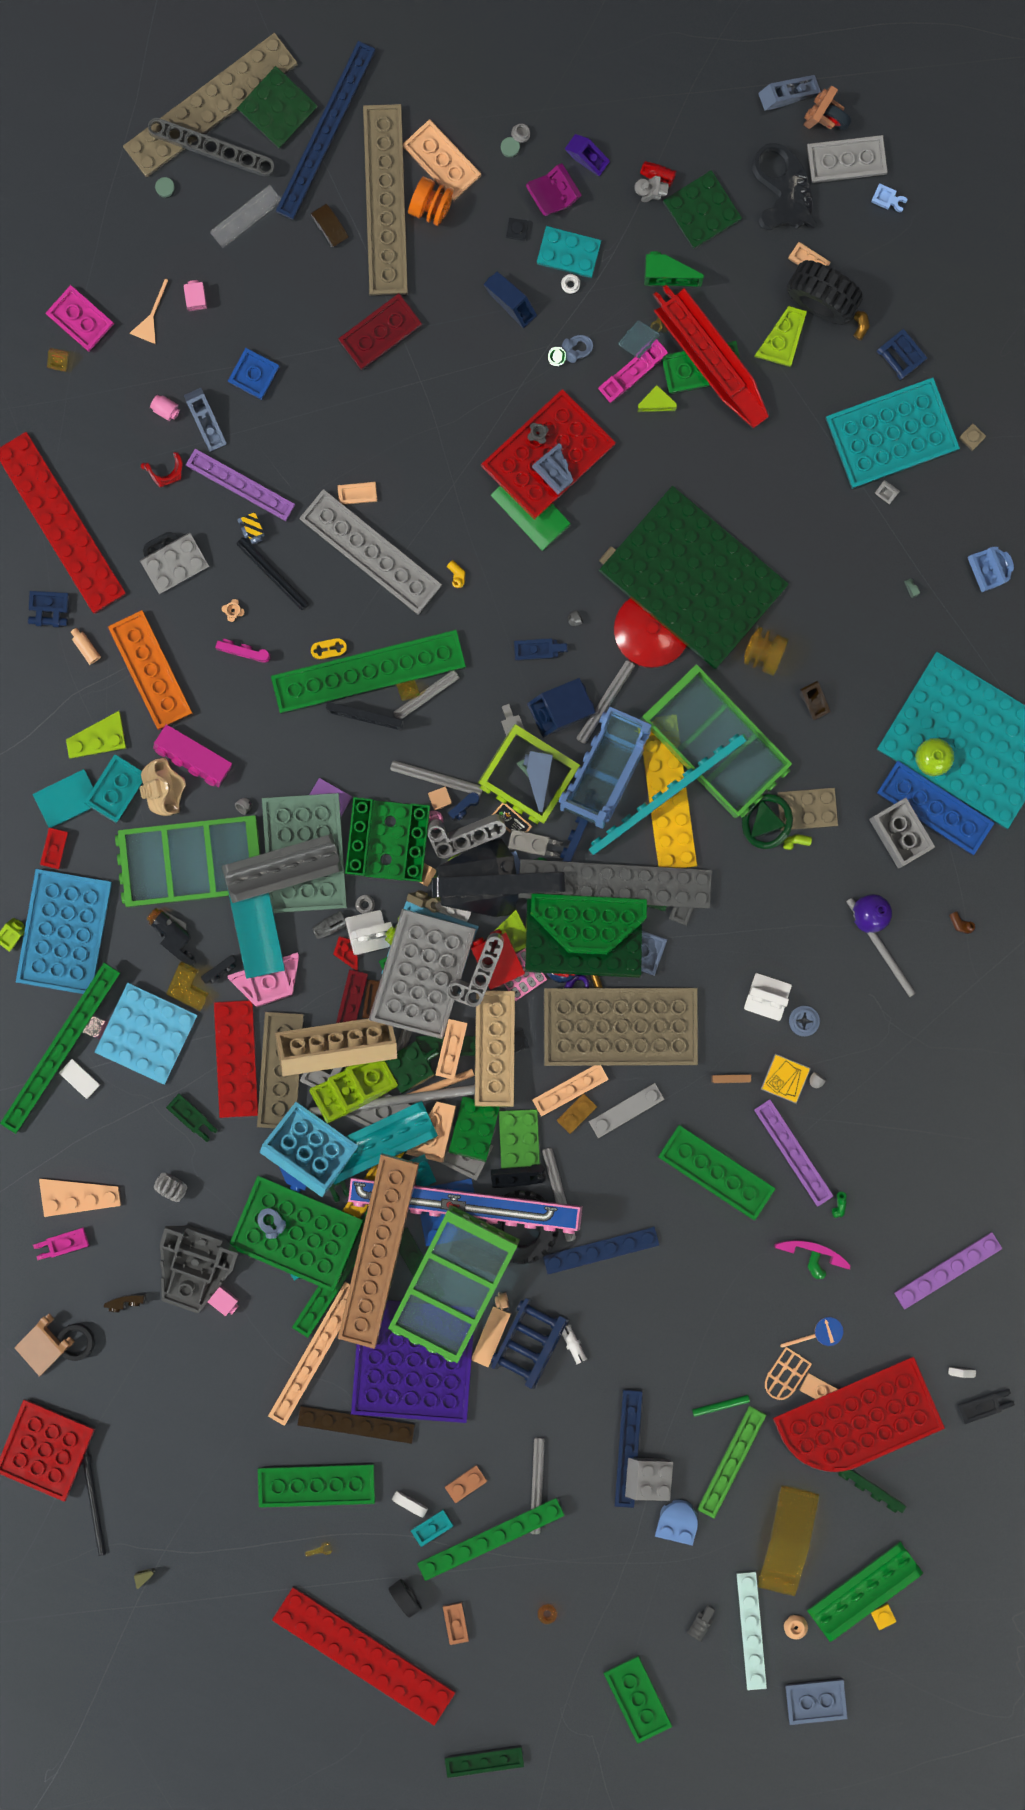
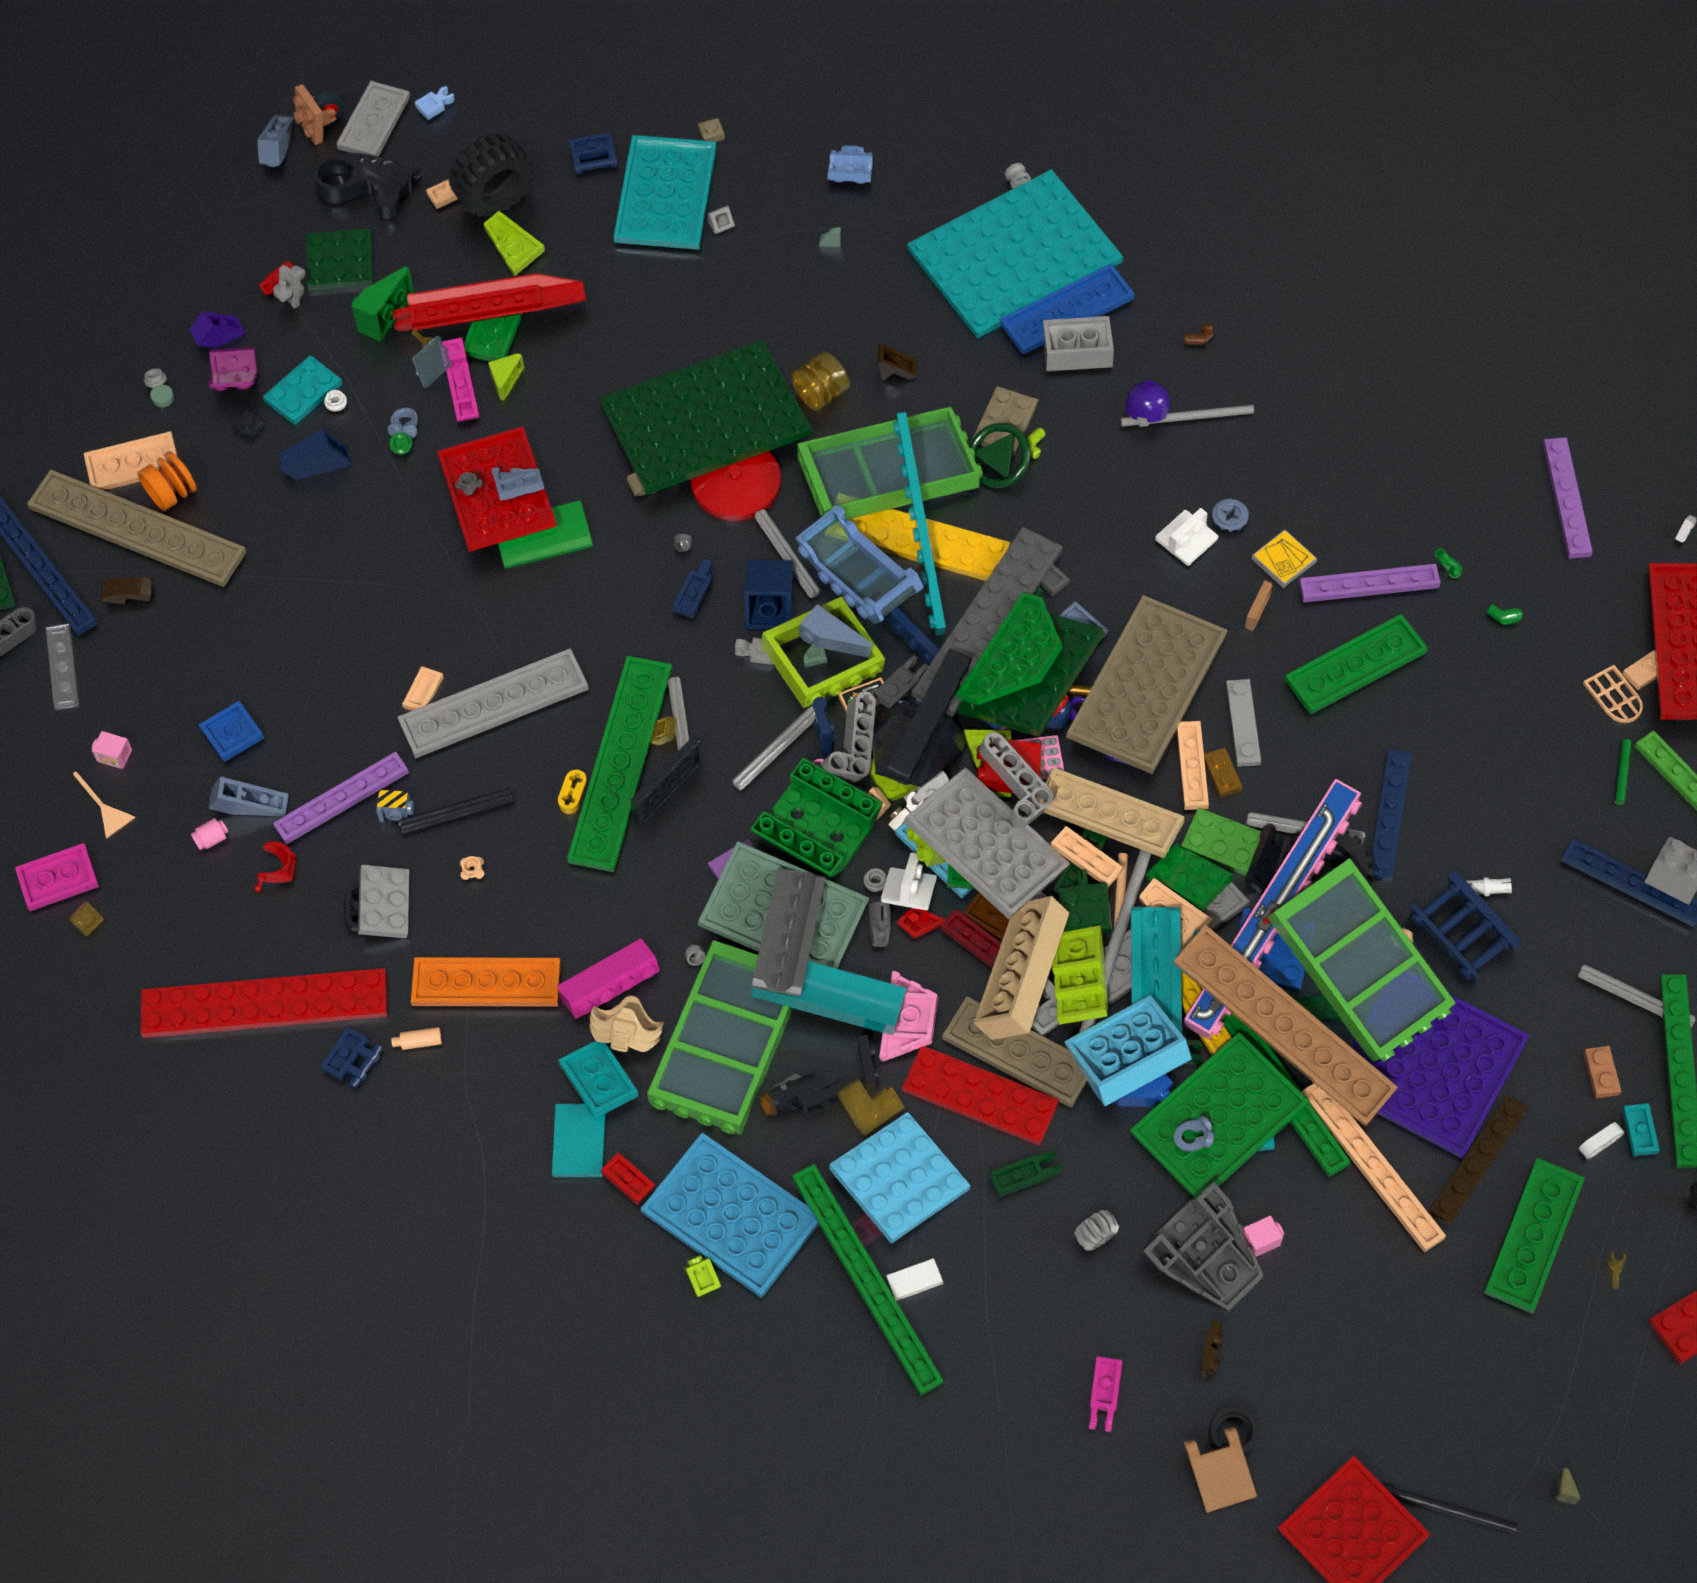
camera: 60 degrees left, 25 degrees down
(71, 1197) = (1053, 1353): light nougat wing -> none
(99, 738) = (530, 1074): lime wing -> none
(243, 651) = (523, 876): dark pink plate -> none
(380, 331) = (267, 592): dark red plate -> none
(440, 798) = (798, 751): light nougat slope -> none
(458, 576) = (569, 631): yellow arm -> none
(490, 1336) = (1447, 974): light nougat tile -> none
(790, 1245) = (1505, 591): dark pink slope -> none
(817, 1080) = (1300, 529): light grey hinge -> none
(827, 1331) = (1585, 636): blue piece -> none
(863, 323) = (545, 174): pearl gold arm -> none
(934, 757) = (1014, 282): lime cylinder -> none

